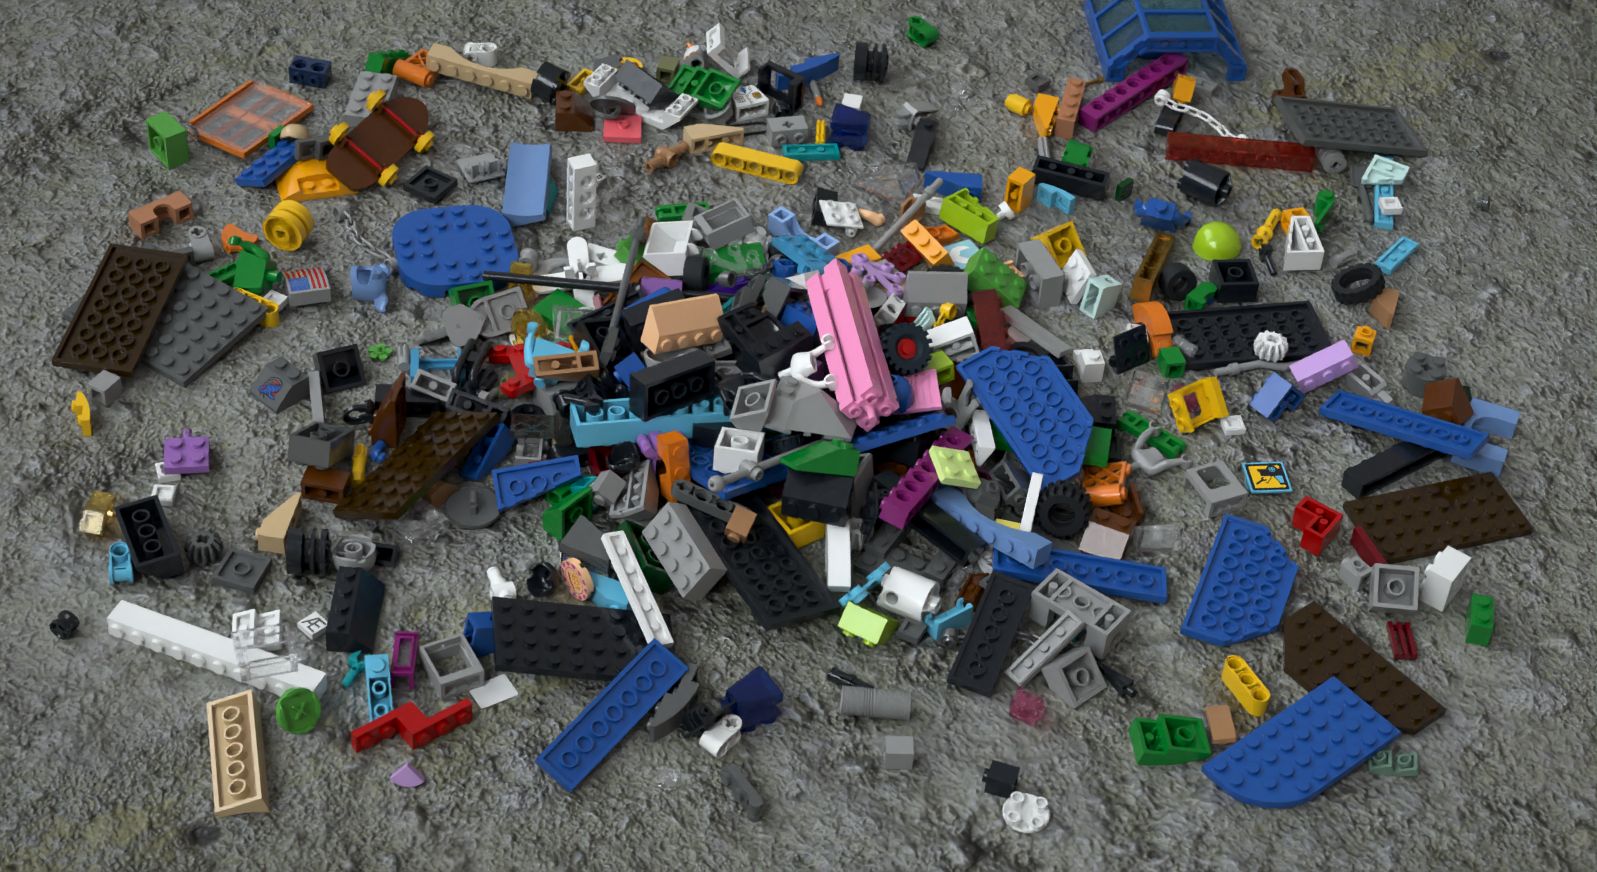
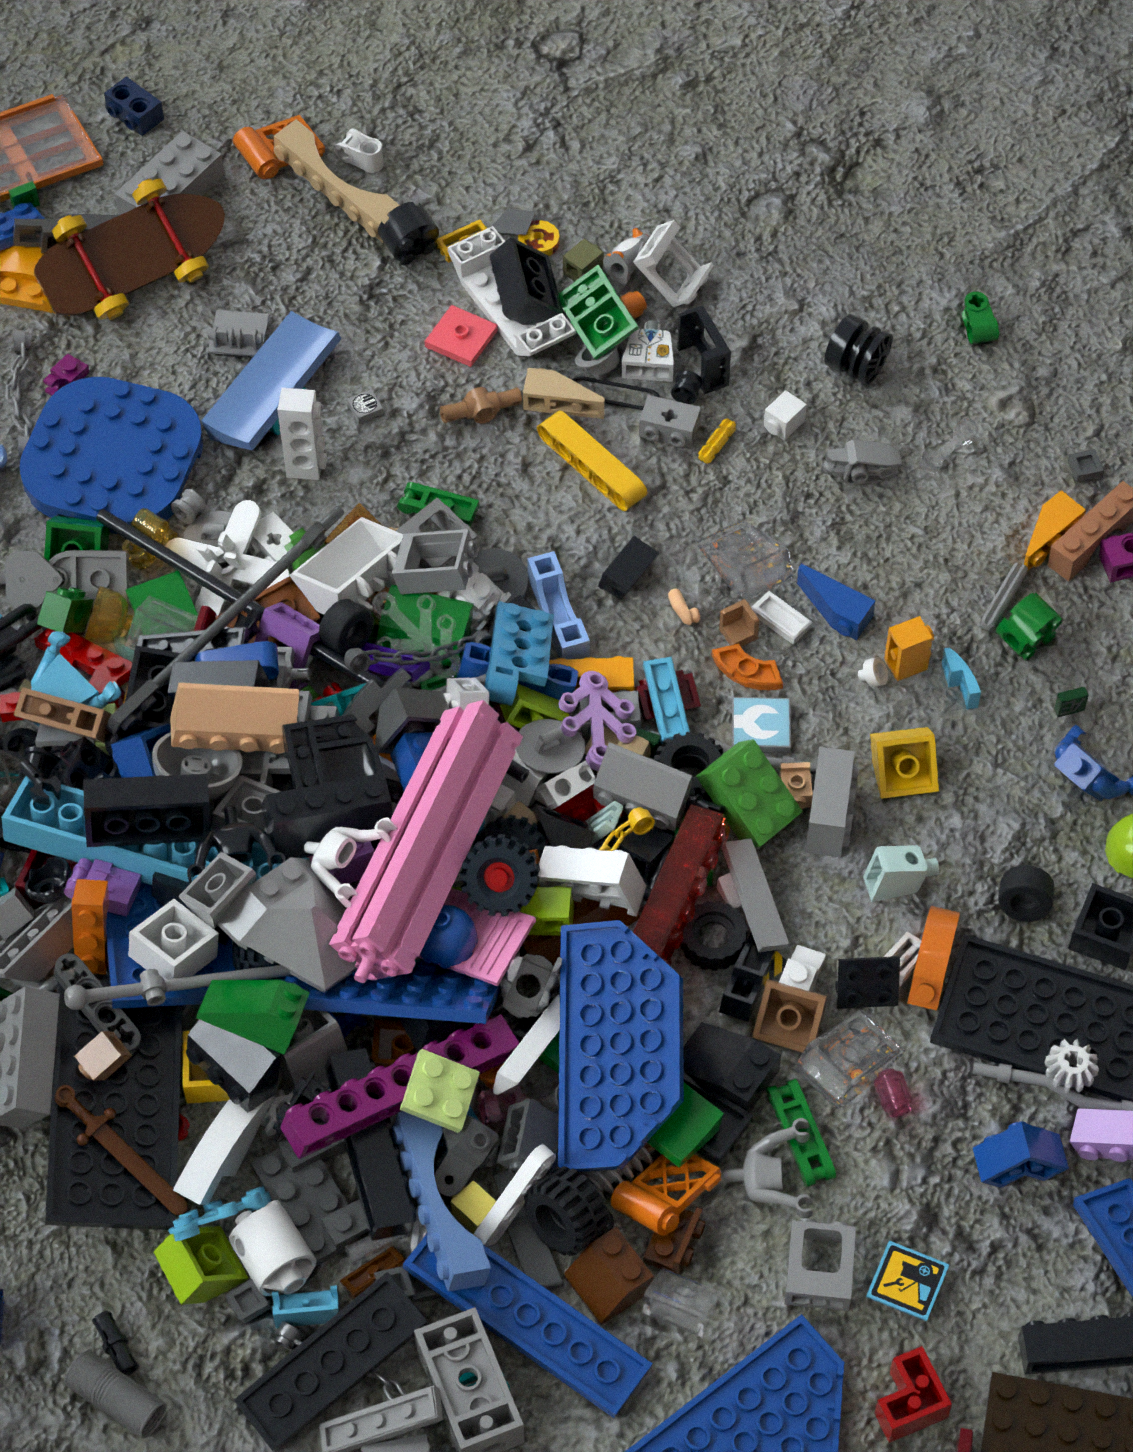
camera: 35 degrees right, 15 degrees up
(294, 132) = (44, 201): tan hair -> none
(384, 61) = (223, 122): green slope -> none
(384, 220) = (65, 372): none -> magenta plate
(430, 184) = (156, 338): black plate -> none
(502, 329) = (65, 610): none -> green brick
(572, 112) = (410, 288): reddish brown slope -> none
(612, 106) = (457, 298): dark grey shield -> none
(759, 566) = (120, 1150): none -> reddish brown sword
(811, 152) = (682, 467): teal tile -> none
(812, 69) = (780, 331): blue slope -> none
(816, 92) = (755, 383): light grey piece -> none
(842, 215) = (635, 593): white hinge -> none
(849, 127) = (752, 450): clear blue piece -> none
(902, 254) = (665, 697): none -> medium azure tile
(922, 142) = (838, 514): black slope -> none
(926, 195) = (766, 608): light grey bar -> none
(926, 244) = (709, 676): light orange arch -> none
(969, 216) = (809, 662): lime wedge -> none
(1019, 105) = (1026, 496): yellow brick -> none
(1071, 177) = (1002, 654): black brick -> none
(1077, 273) = (880, 826): white plate -> none
(1100, 378) = (789, 1016): none -> medium nougat slope
(1151, 267) = (1016, 847): pearl gold slope -> none
(1171, 362) = (917, 1025): green brick -> none
(1184, 345) = (946, 1001): clear pin -> none
(1201, 296) = (1044, 932): green leg -> none
(1209, 399) = (915, 1117): yellow window -> none
(1233, 425) = (933, 1167): white tile -> none

